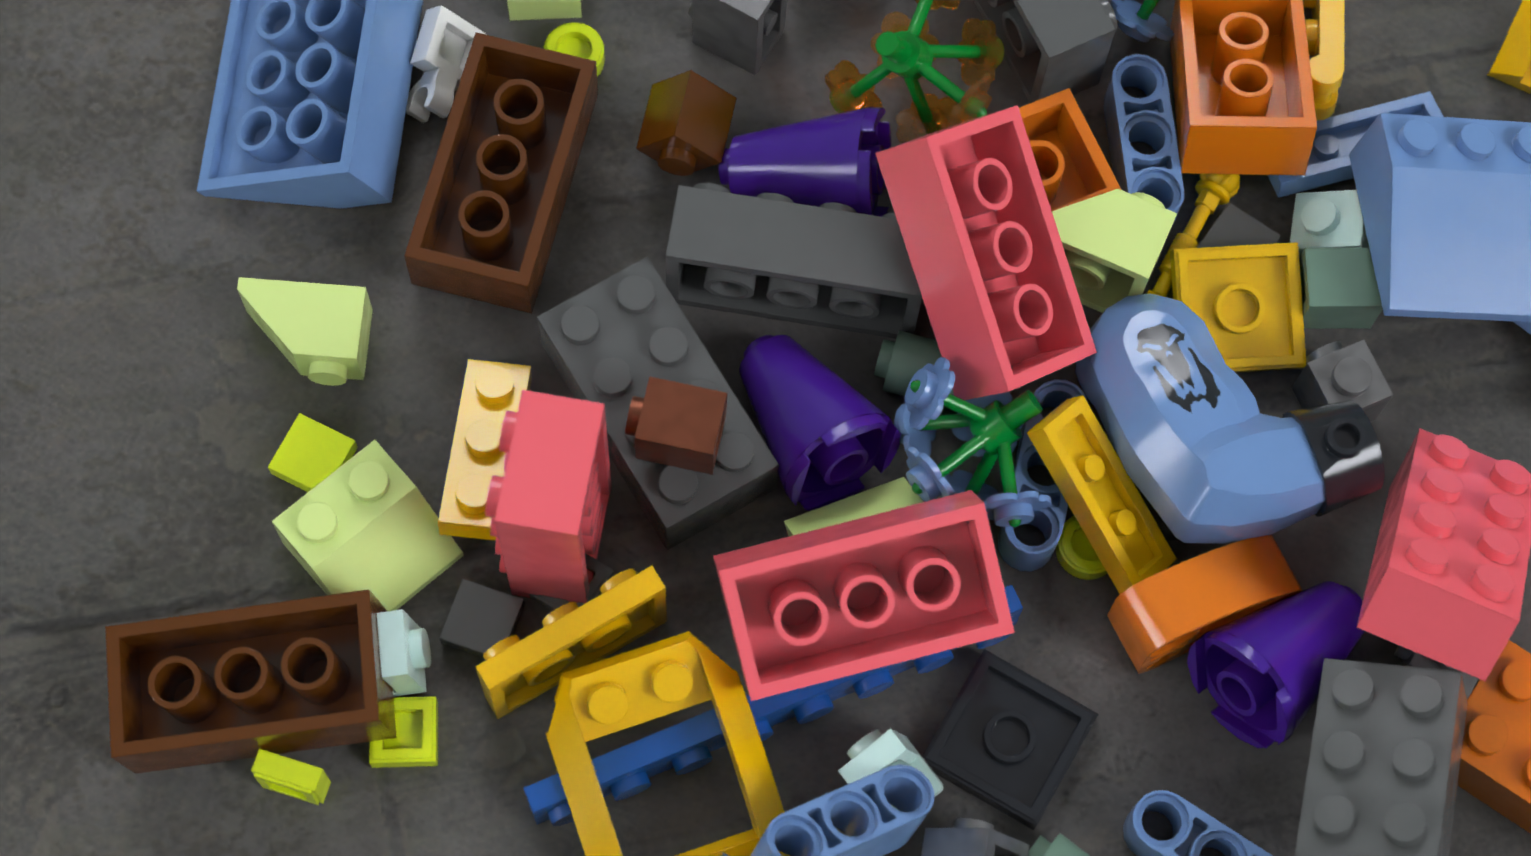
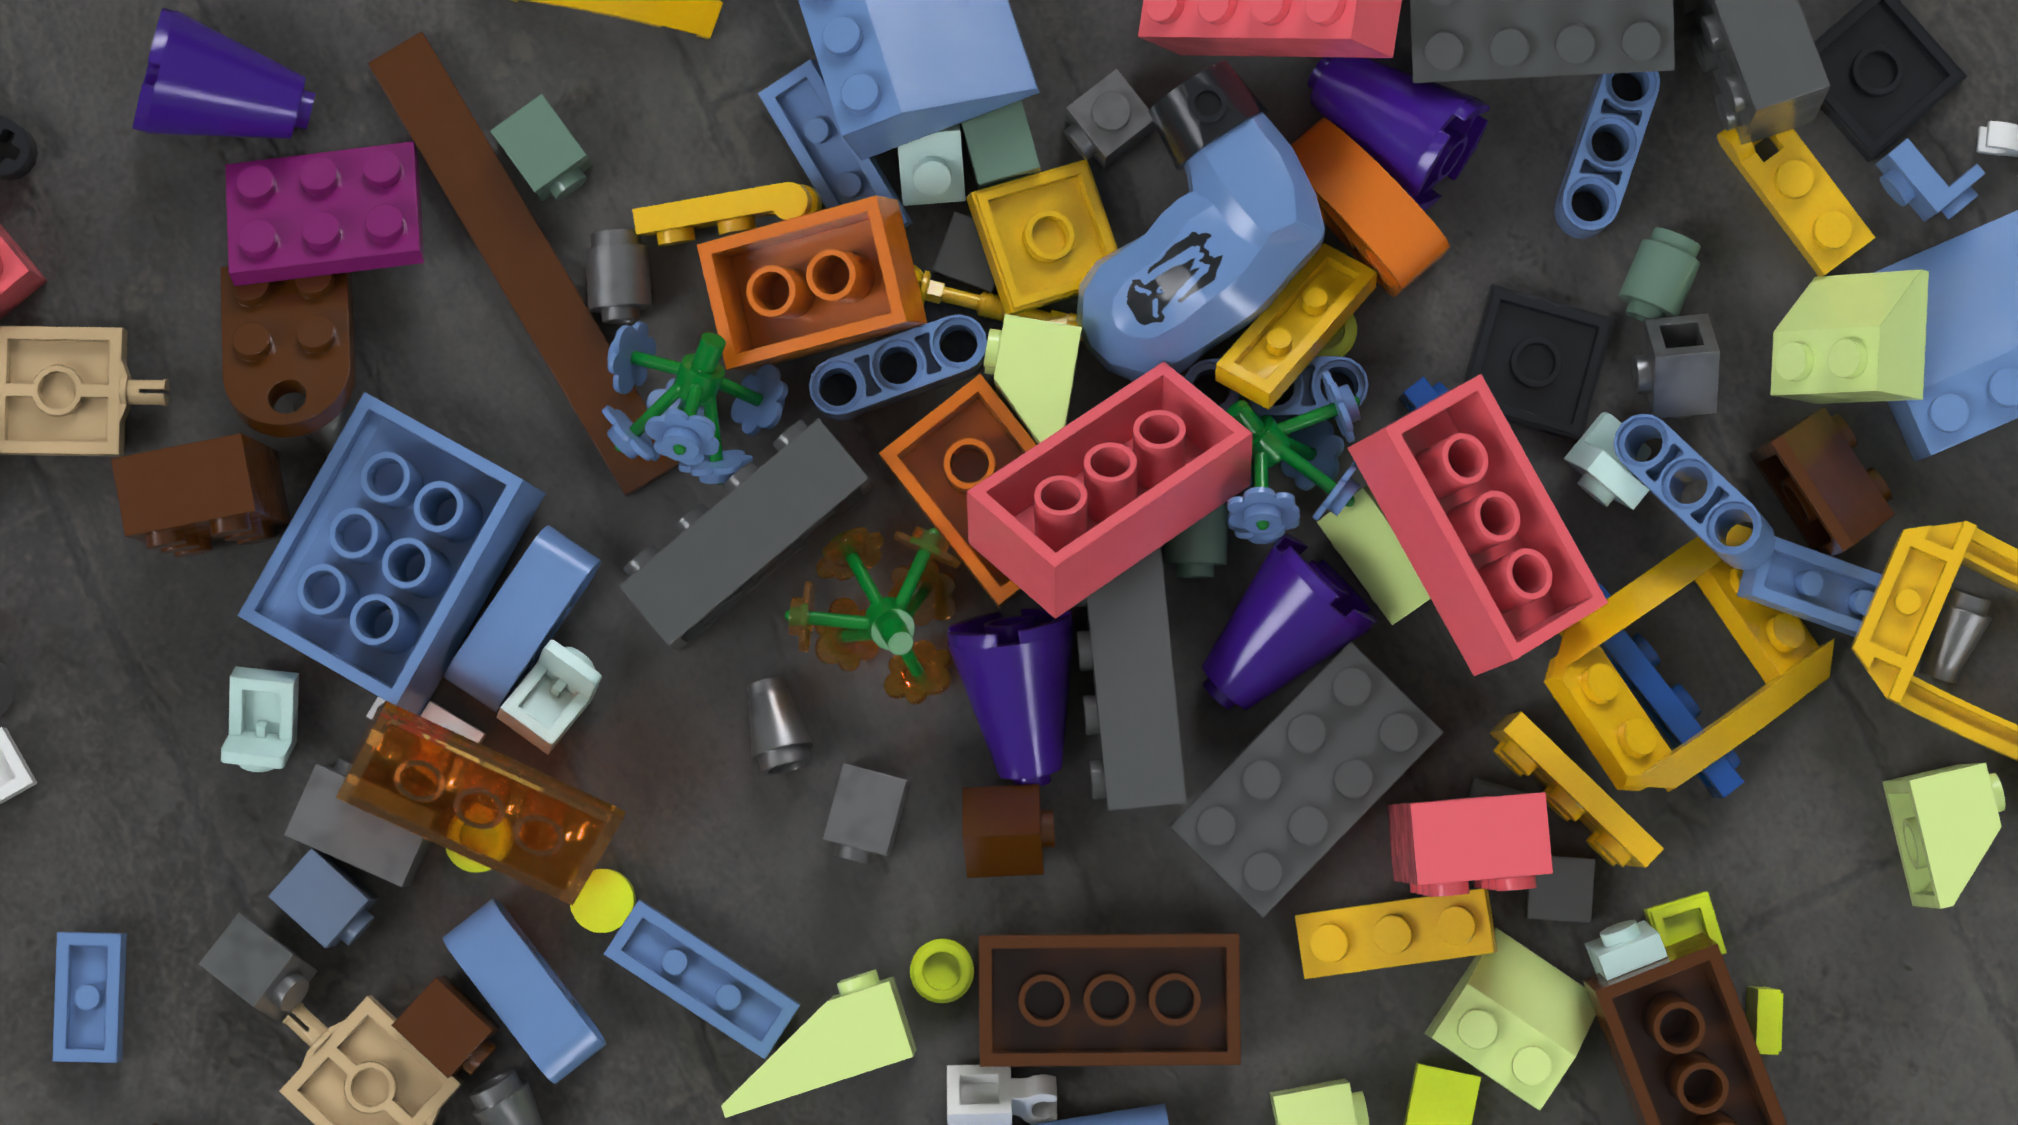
camera: 95 degrees left, 15 degrees up
(677, 424) = (1355, 744): copper brick -> none

